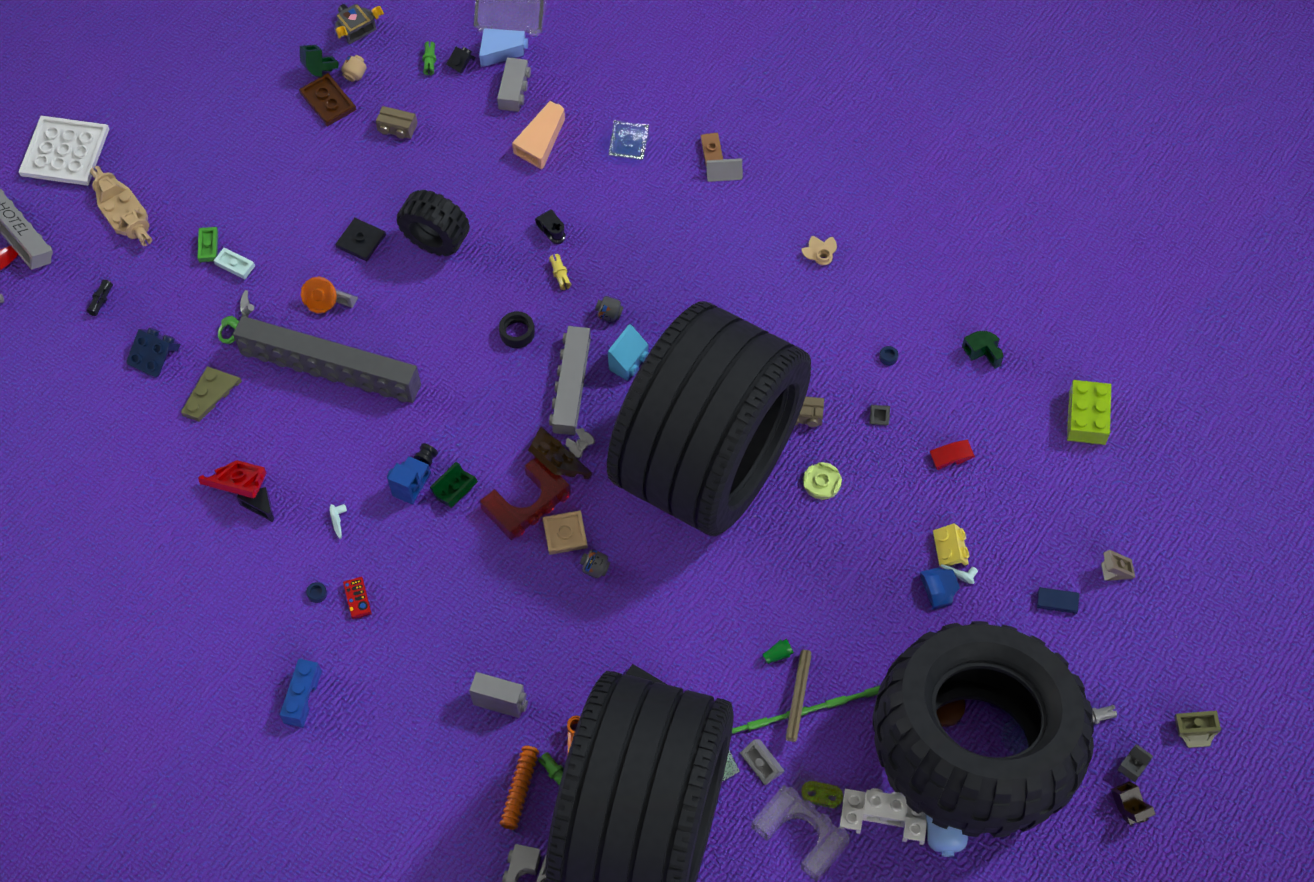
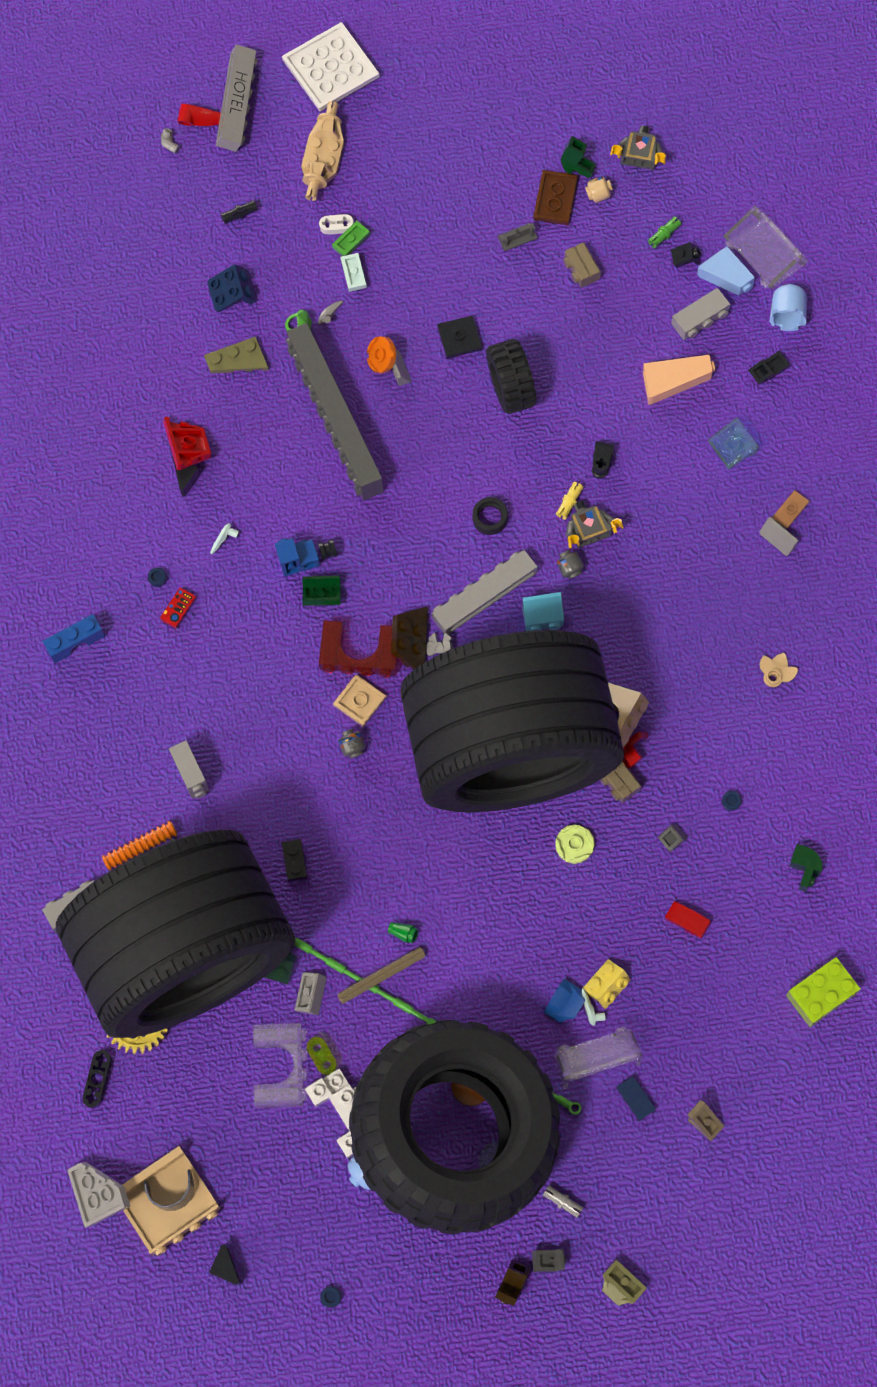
camera: 50 degrees right, 10 degrees up
(184, 244) = (336, 223): none -> white beam
(329, 143) = (517, 236): none -> dark grey hinge
(568, 30) = (789, 307): none -> light blue cylinder
(594, 271) = (590, 525): none -> dark grey torso
(596, 78) = (769, 368): none -> black slope
(1009, 588) = (597, 1055): none -> clear windscreen

